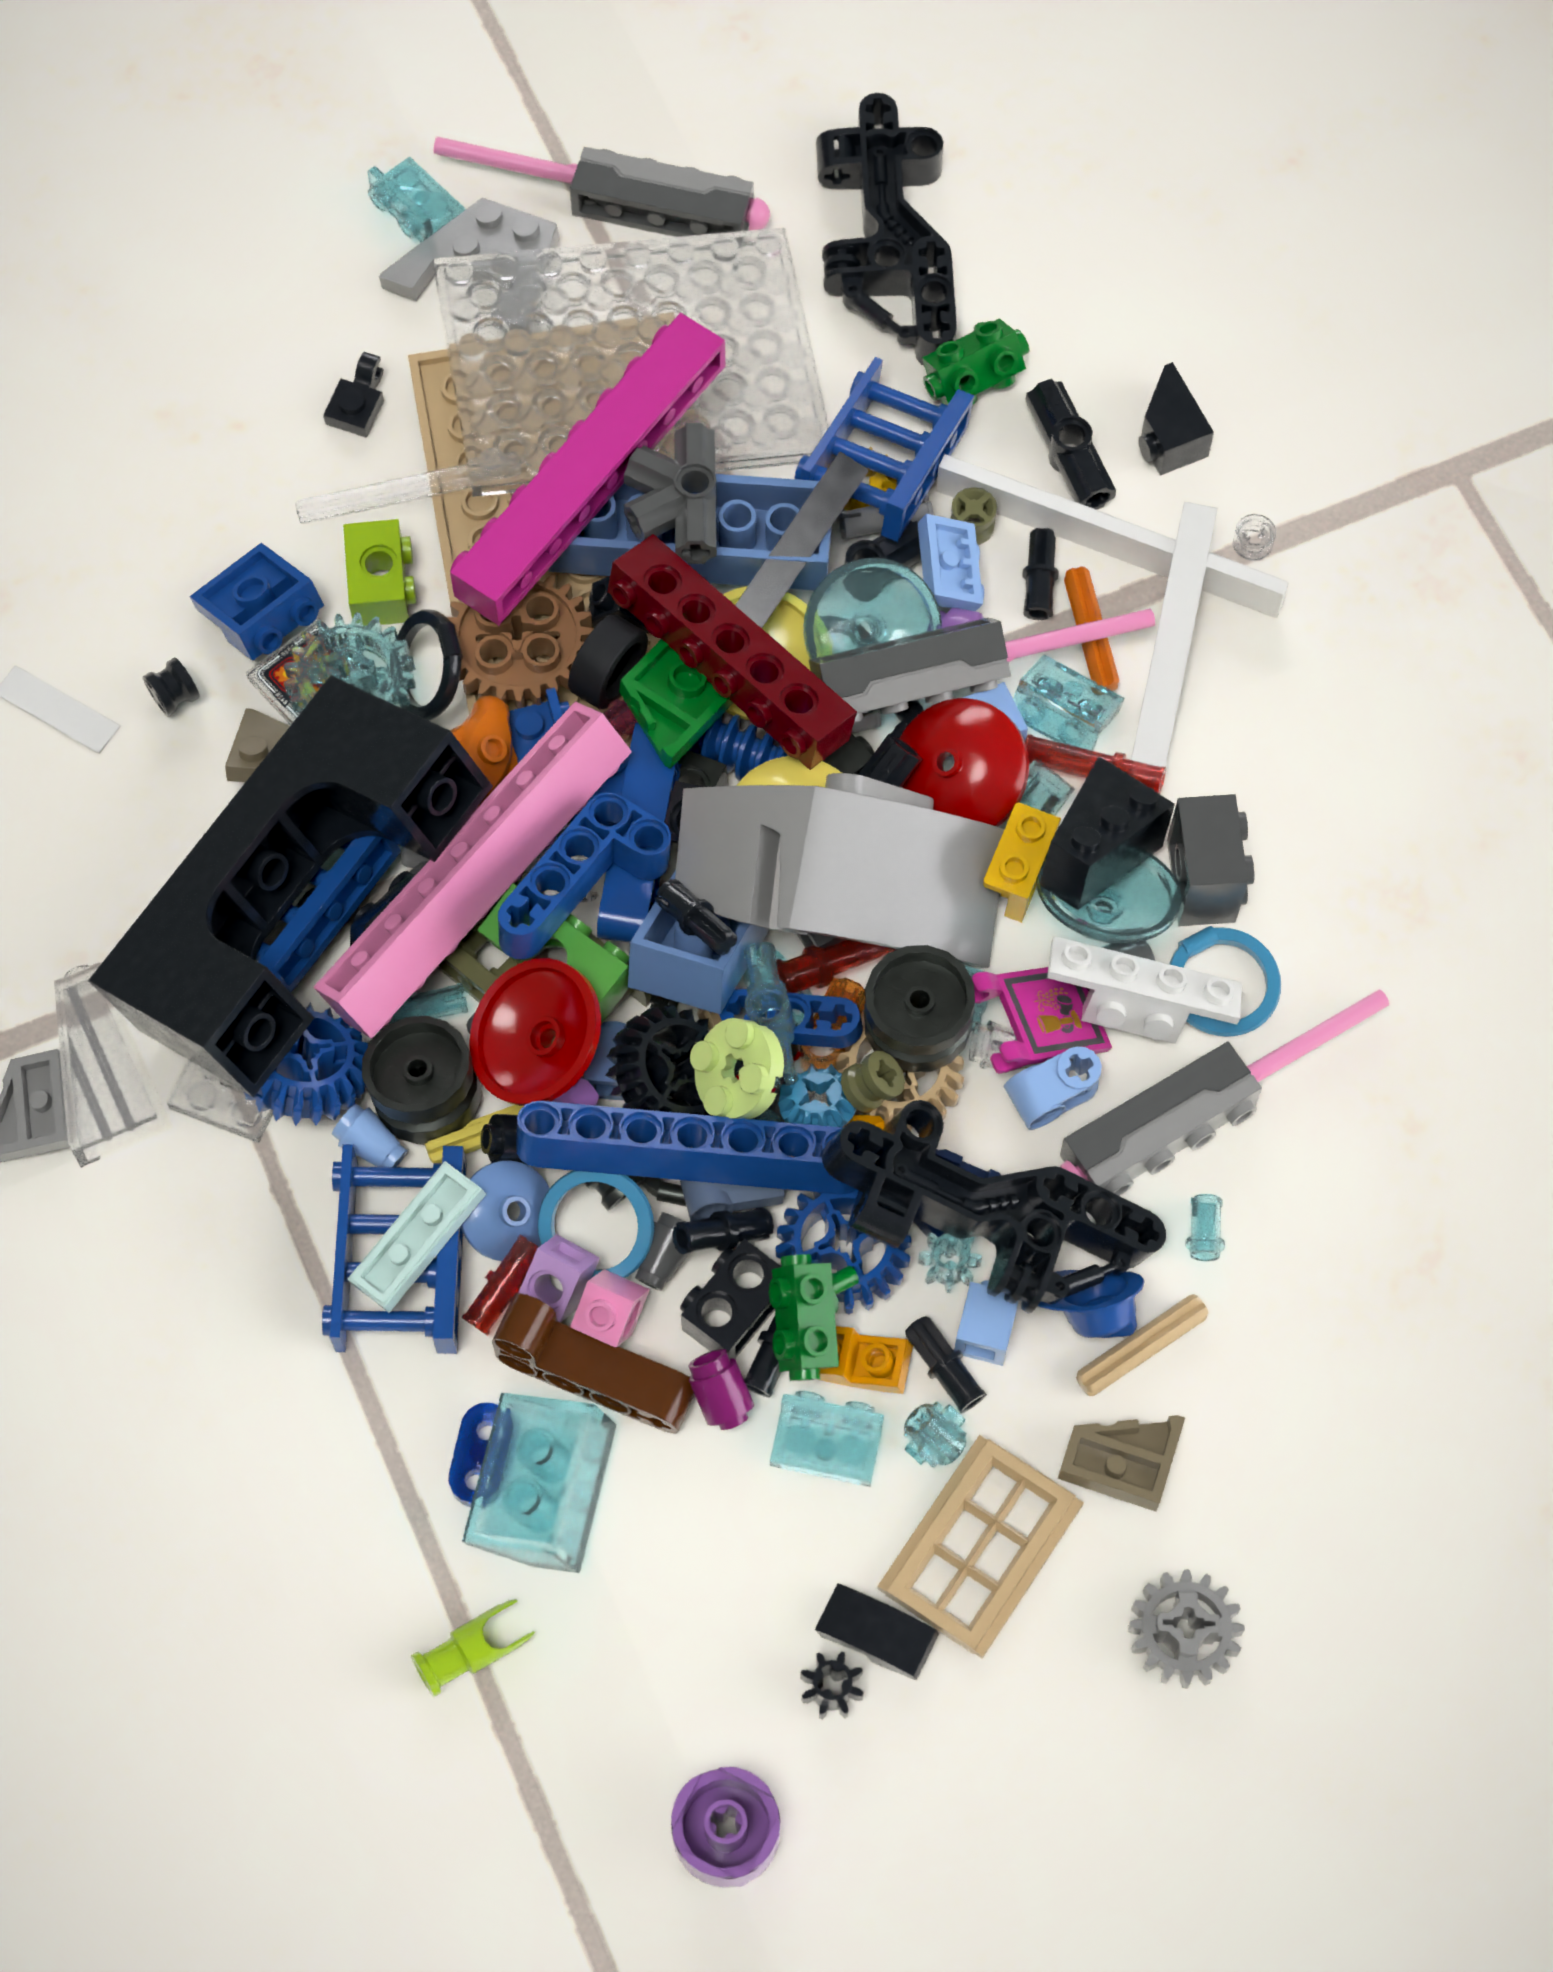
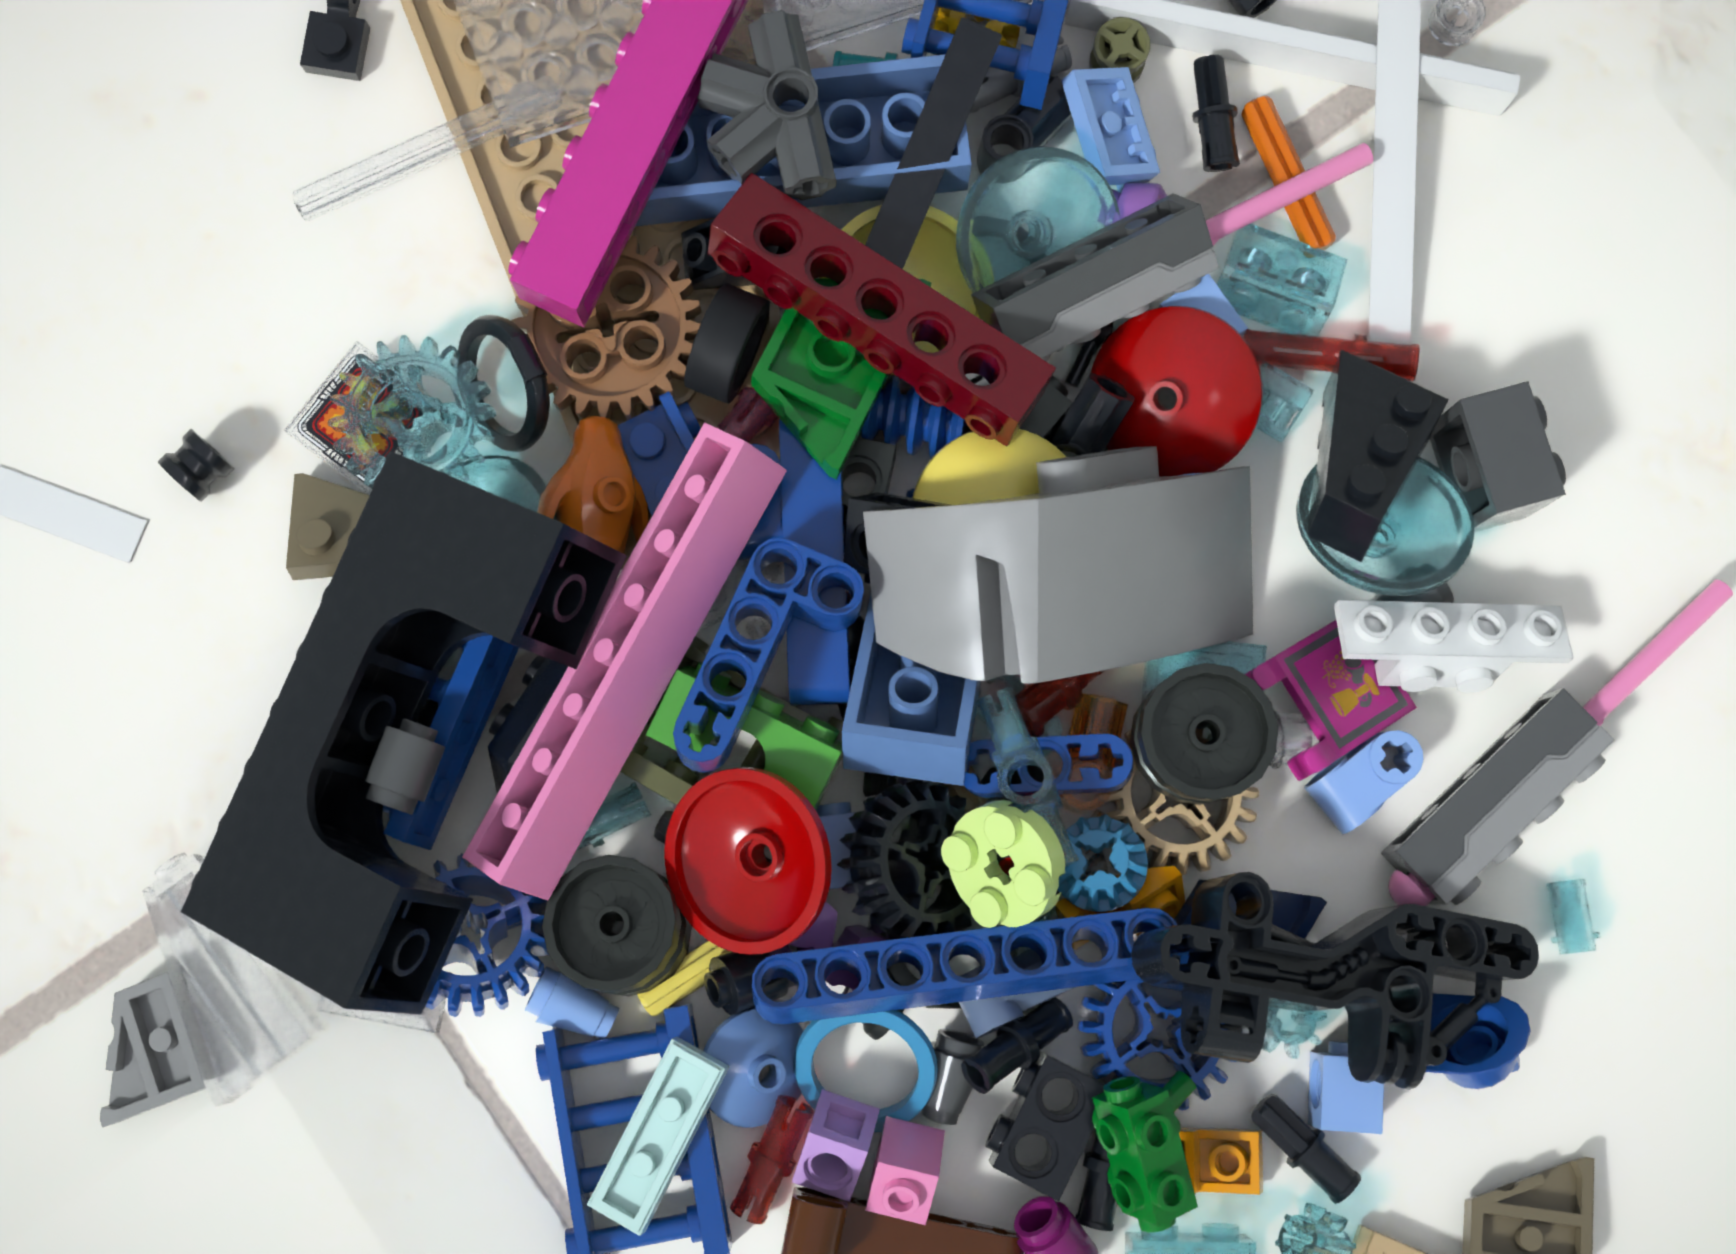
camera: 15 degrees left, 15 degrees up
(258, 601) = (277, 331): blue plate -> none
(284, 913) = (404, 766): none -> dark grey brick
(374, 548) = (394, 238): lime brick -> none
(695, 916) = (916, 682): black axle -> none
(872, 1081) = (1164, 837): olive wheel -> none
(1020, 857) = (1274, 496): yellow bracket -> none
(1142, 1345) = (1537, 1064): tan axle -> none
(1212, 936) = (1505, 544): dark azure piece -> none

